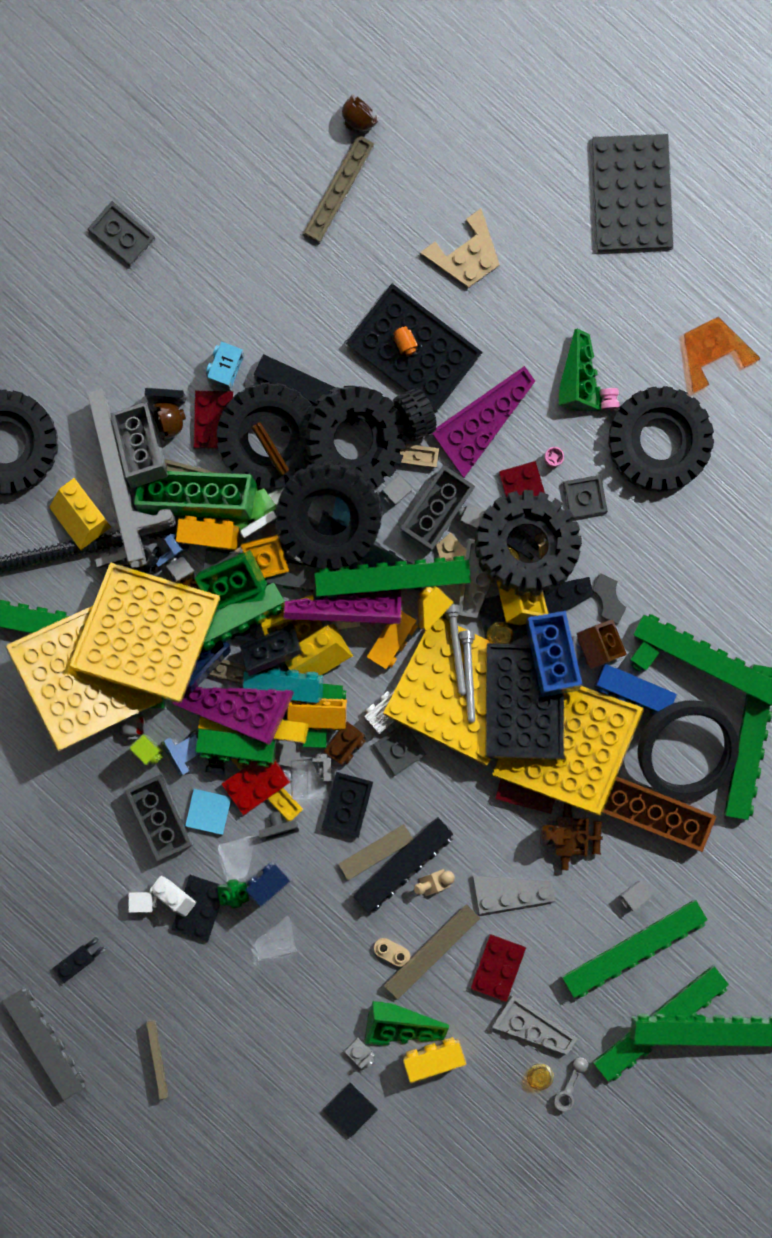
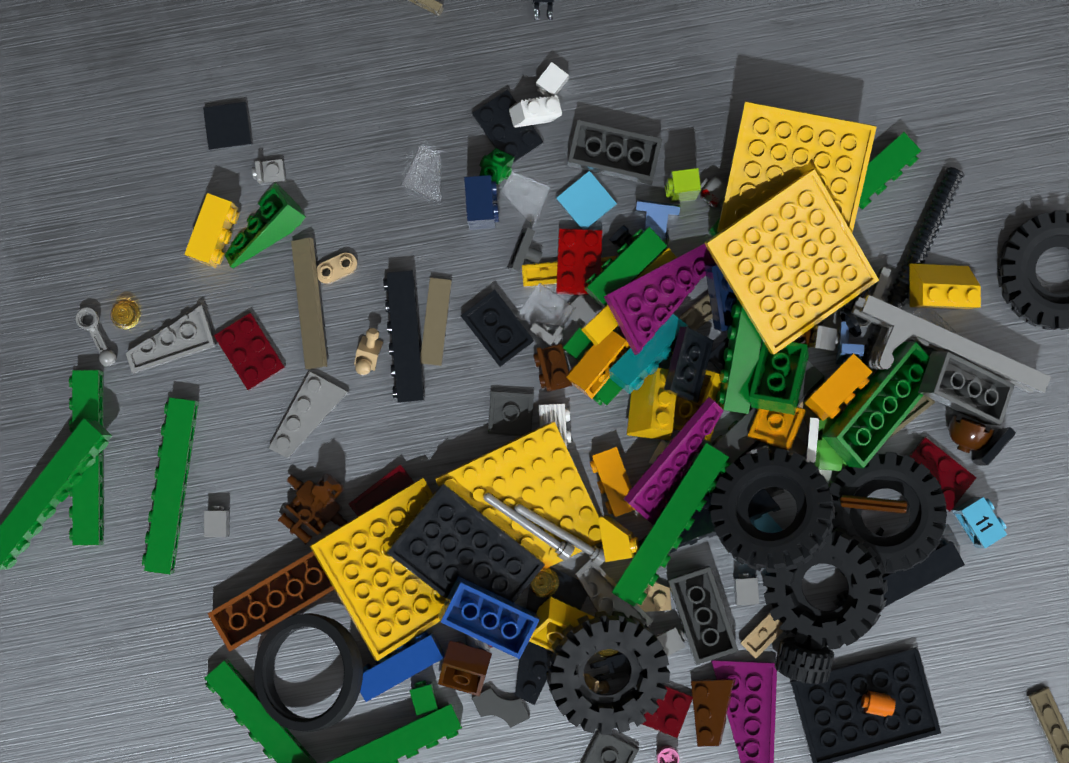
camera: 135 degrees right, 0 degrees up
(497, 453) = (710, 706): none -> reddish brown wing

